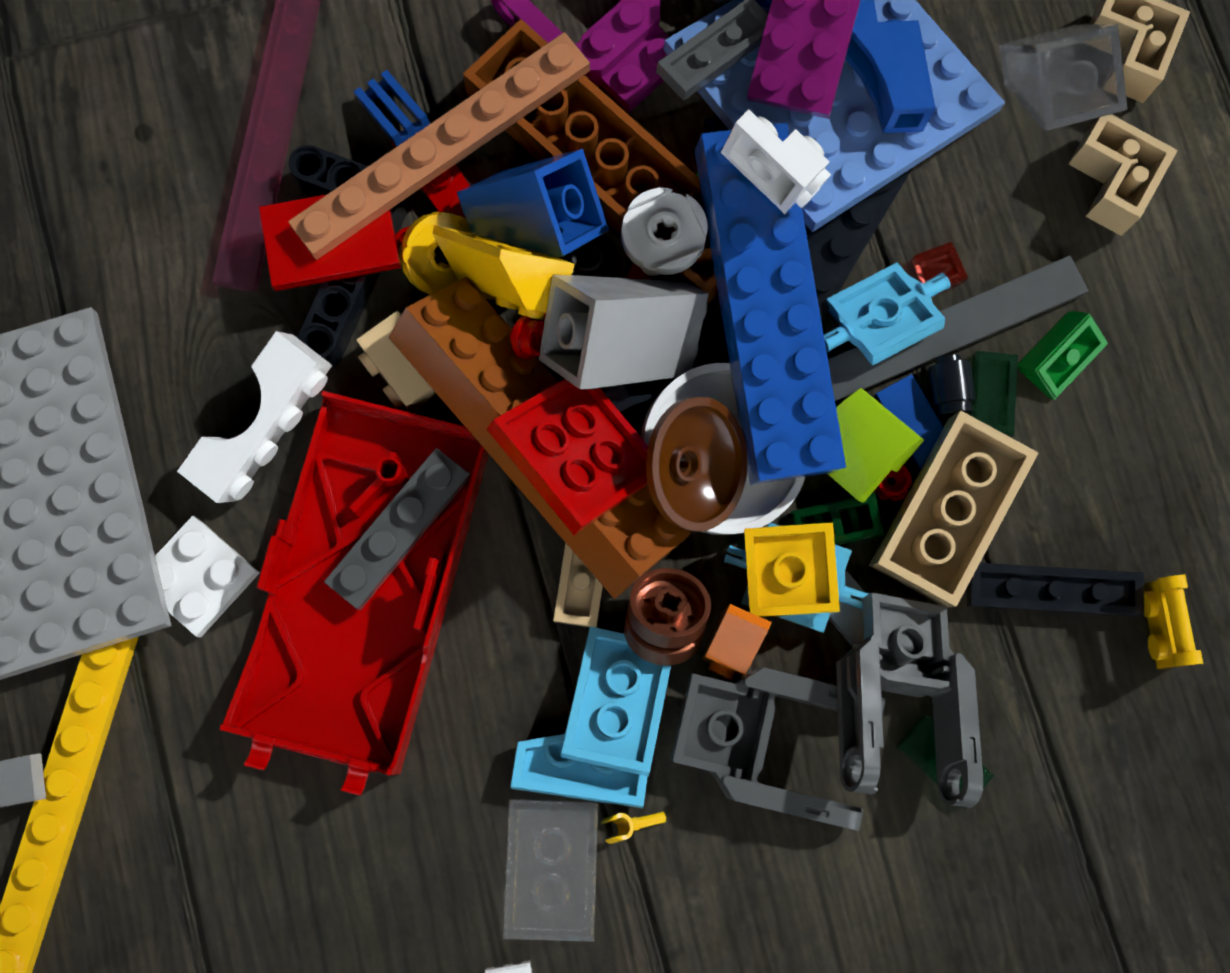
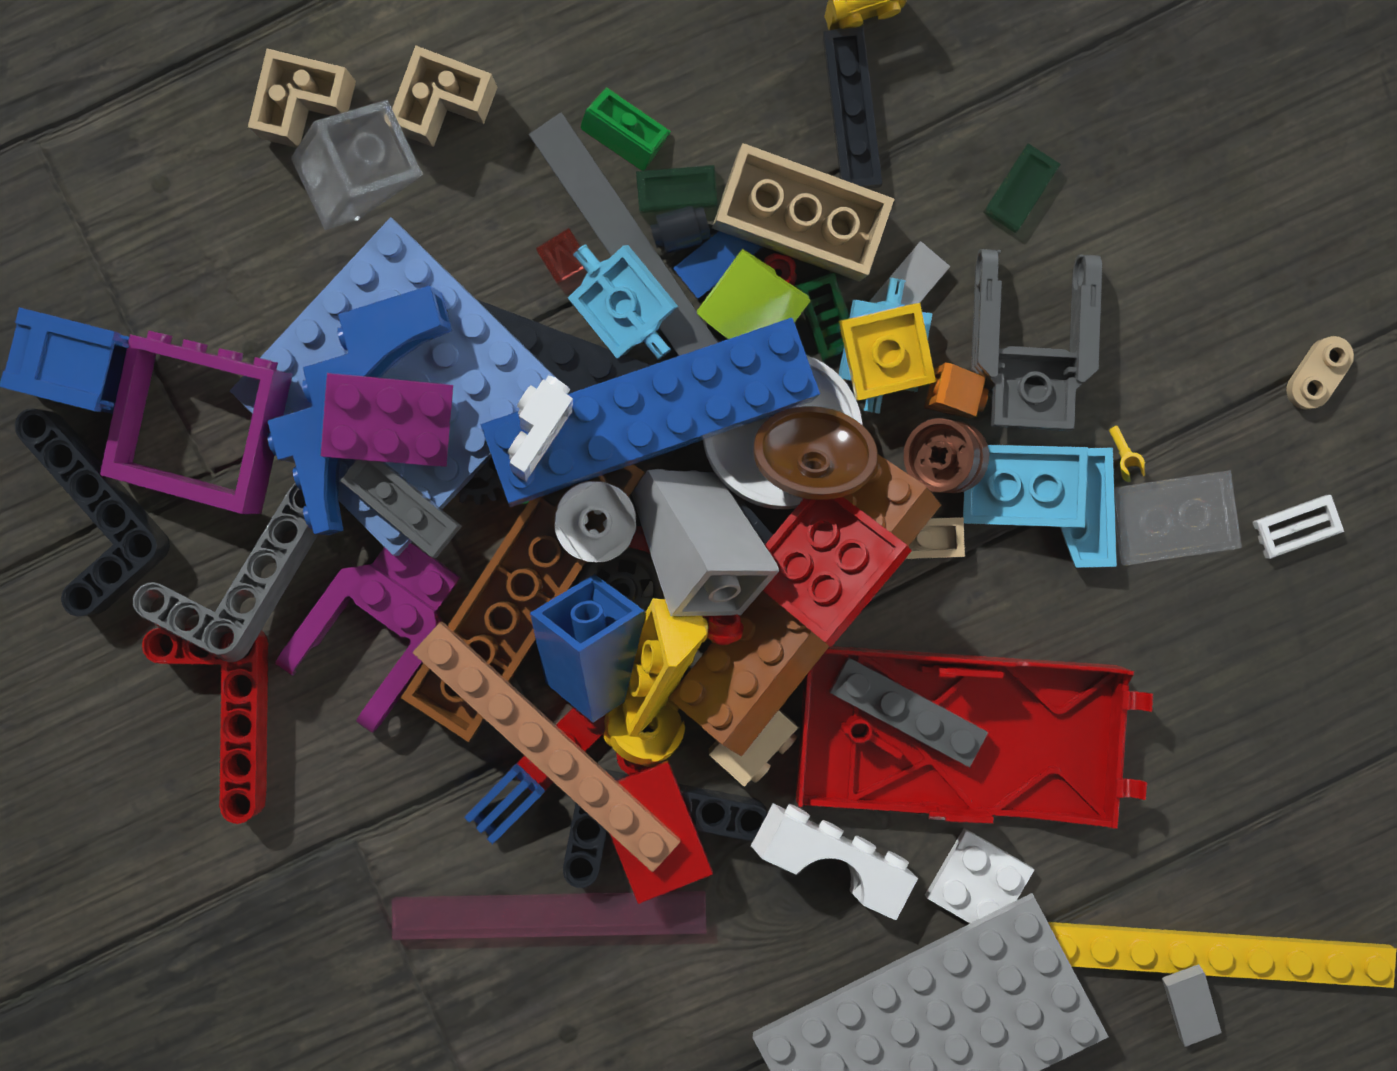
camera: 90 degrees left, 10 degrees up
(911, 656) = (938, 236): dark grey plate -> none

